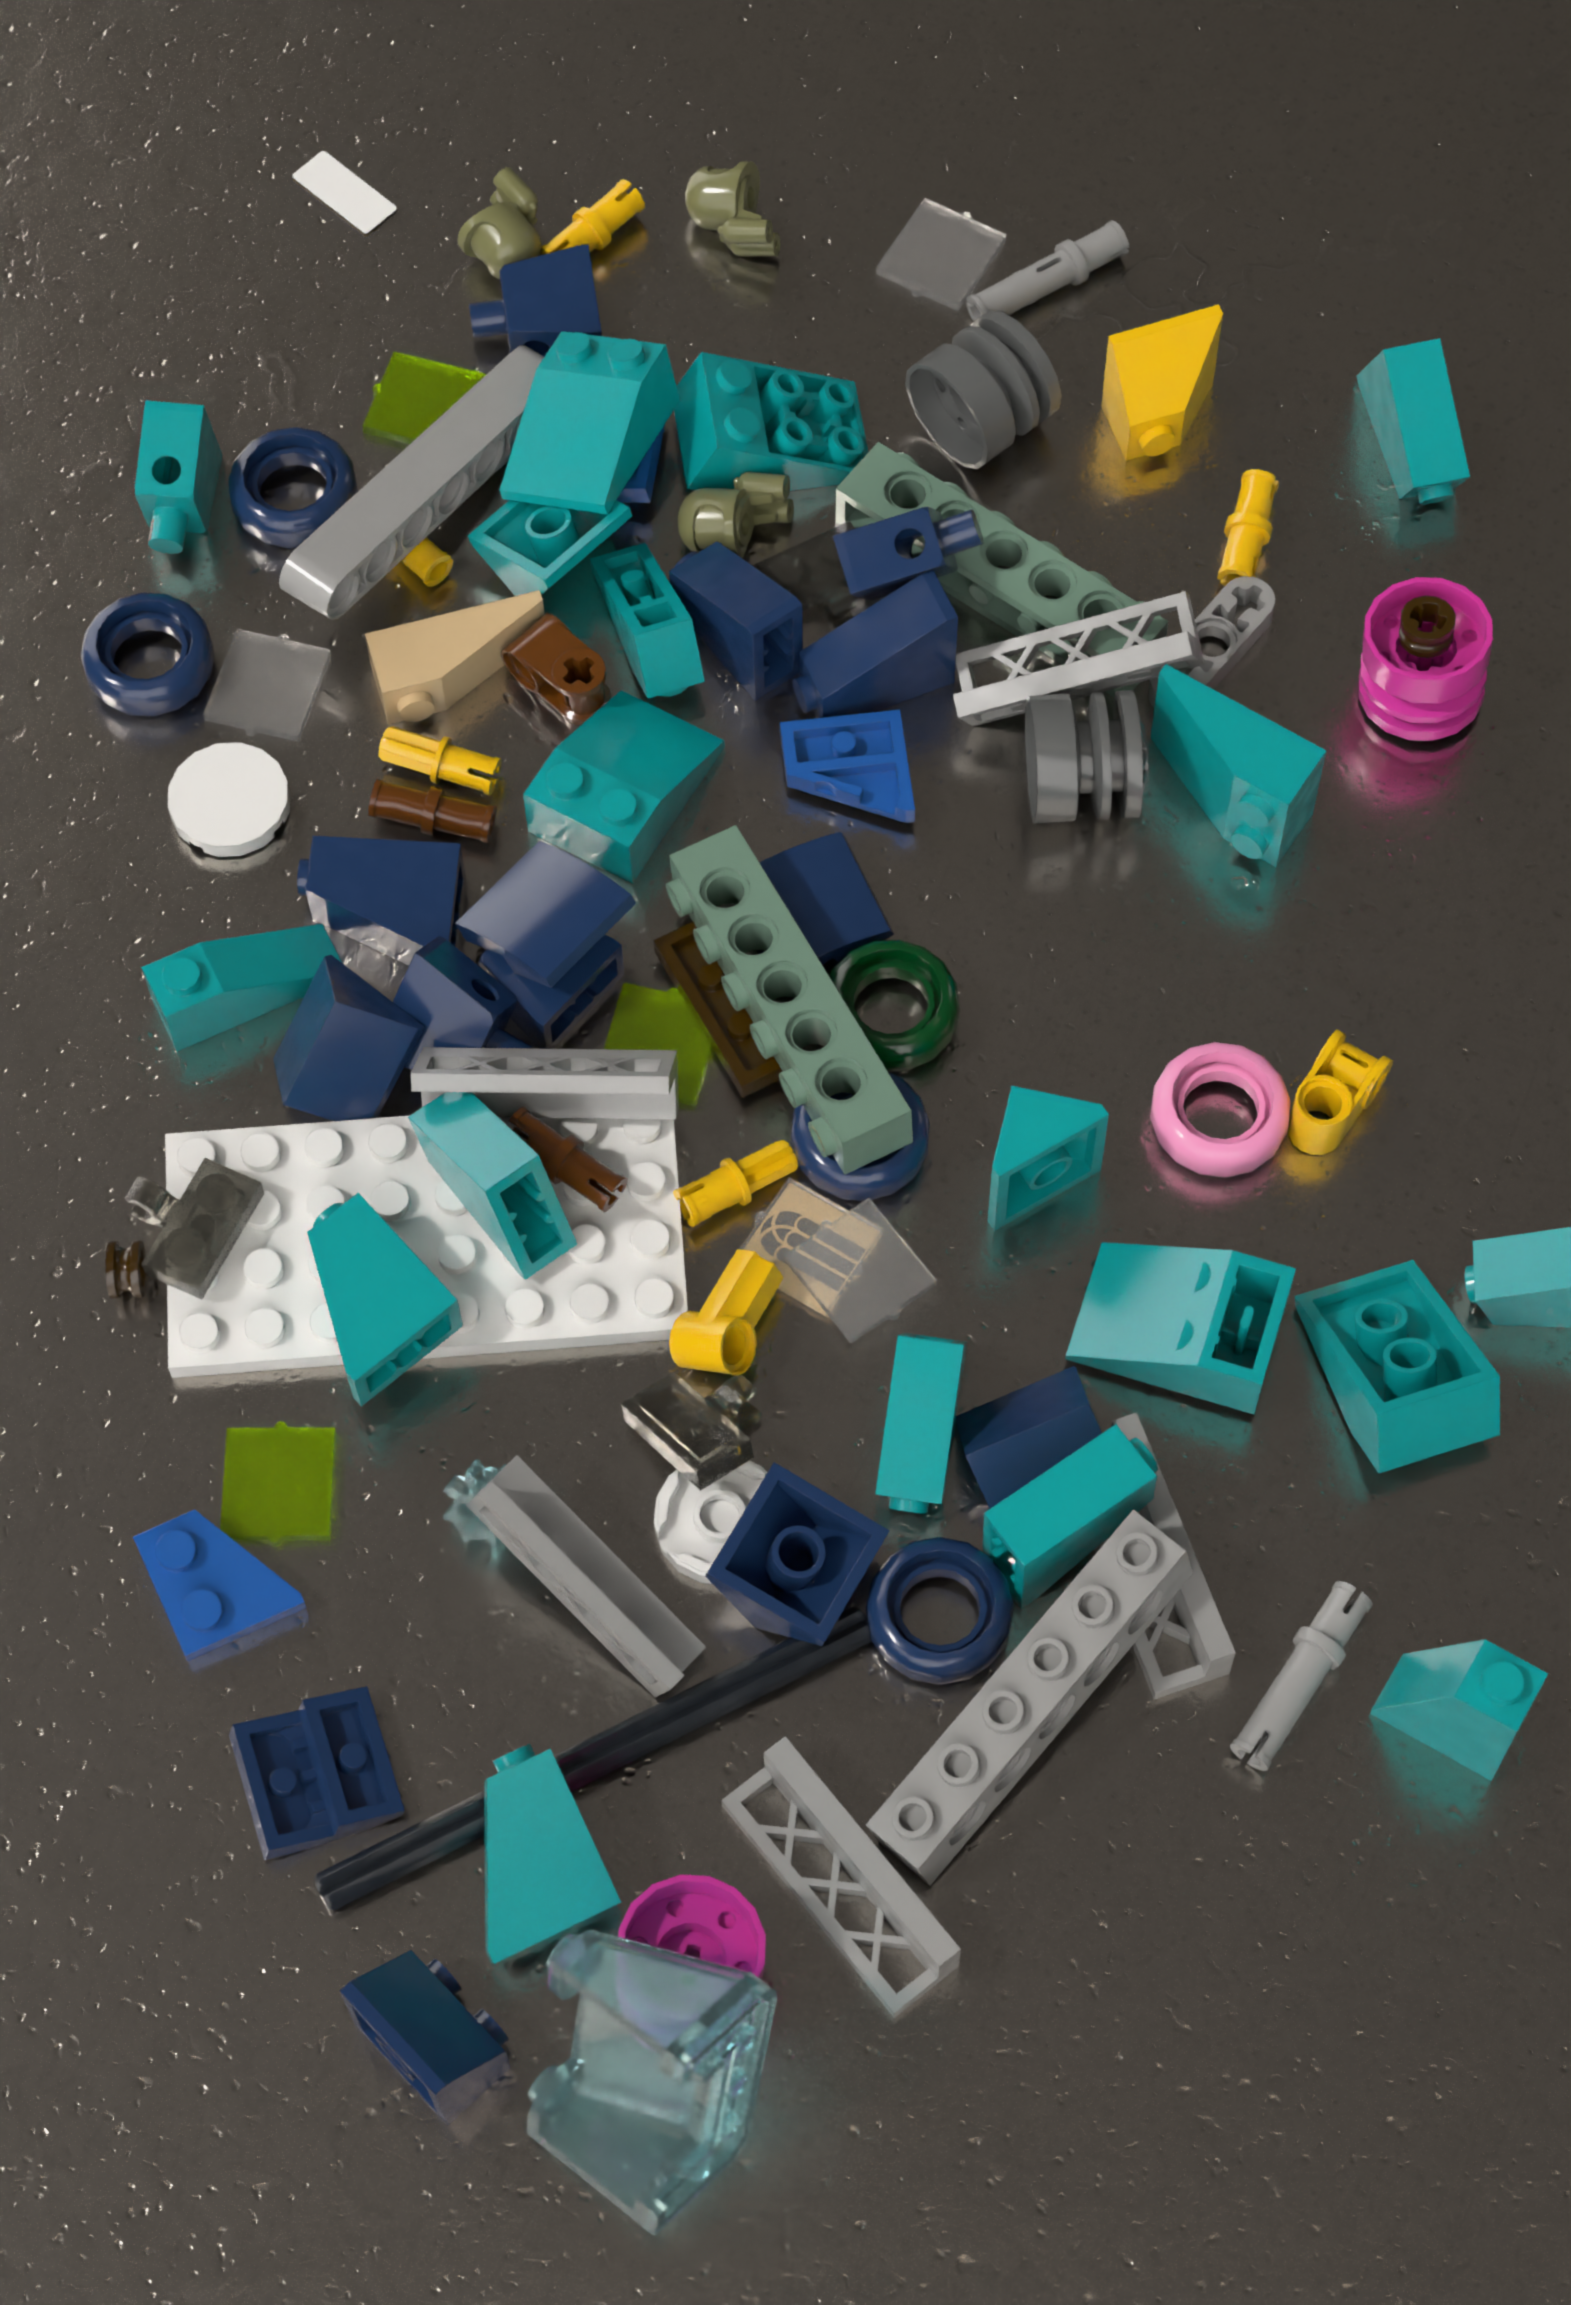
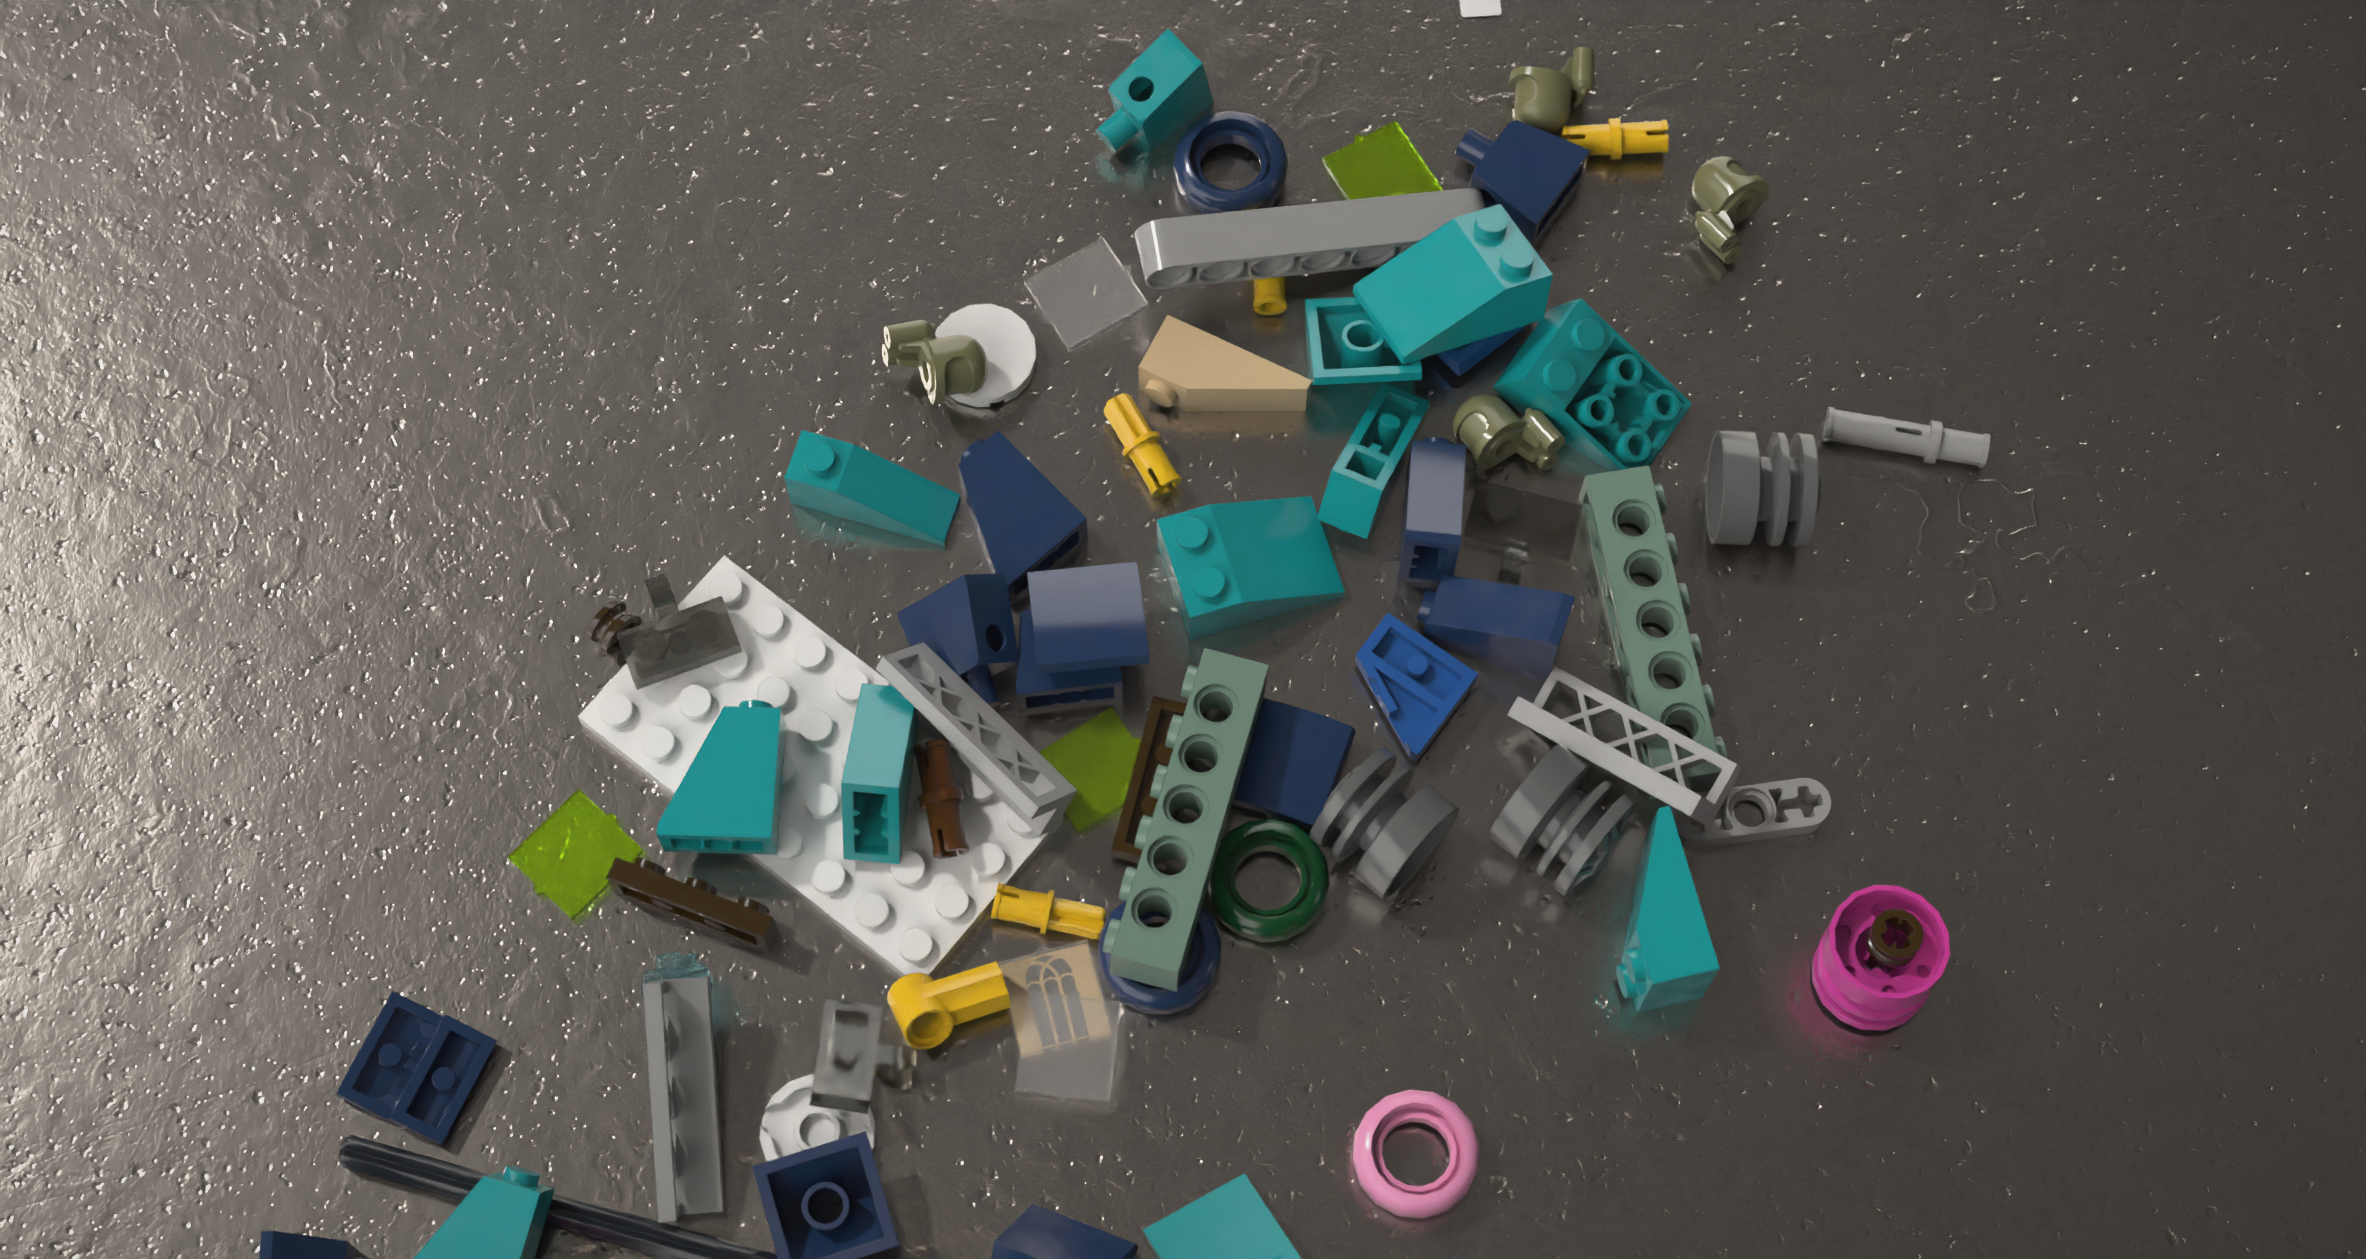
camera: 40 degrees right, 5 degrees up
(159, 693) = (1024, 170): dark blue wheel -> none
(209, 823) = (945, 363): none -> olive piece
(211, 1584) = (469, 884): blue wing -> none
(343, 1047) = (878, 596): dark blue slope -> none
(428, 1427) = (693, 902): none -> dark brown plate
(432, 811) = (1102, 477): reddish brown pin -> none
(558, 669) = (1280, 444): reddish brown piece -> none
(880, 555) = (1574, 563): dark blue torso -> none
(920, 1421) = (1002, 1183): teal slope -> none
(941, 254) = (1848, 357): clear piece -> none
(946, 875) = (1376, 816): none -> dark grey wheel
(1043, 1151) = (1249, 1074): teal slope -> none
(1159, 380) = (1899, 589): yellow slope -> none
(1248, 526) = (1861, 748): yellow pin -> none
(1341, 1086) = (1519, 1212): yellow piece -> none
(1415, 420) = (2058, 777): teal slope -> none

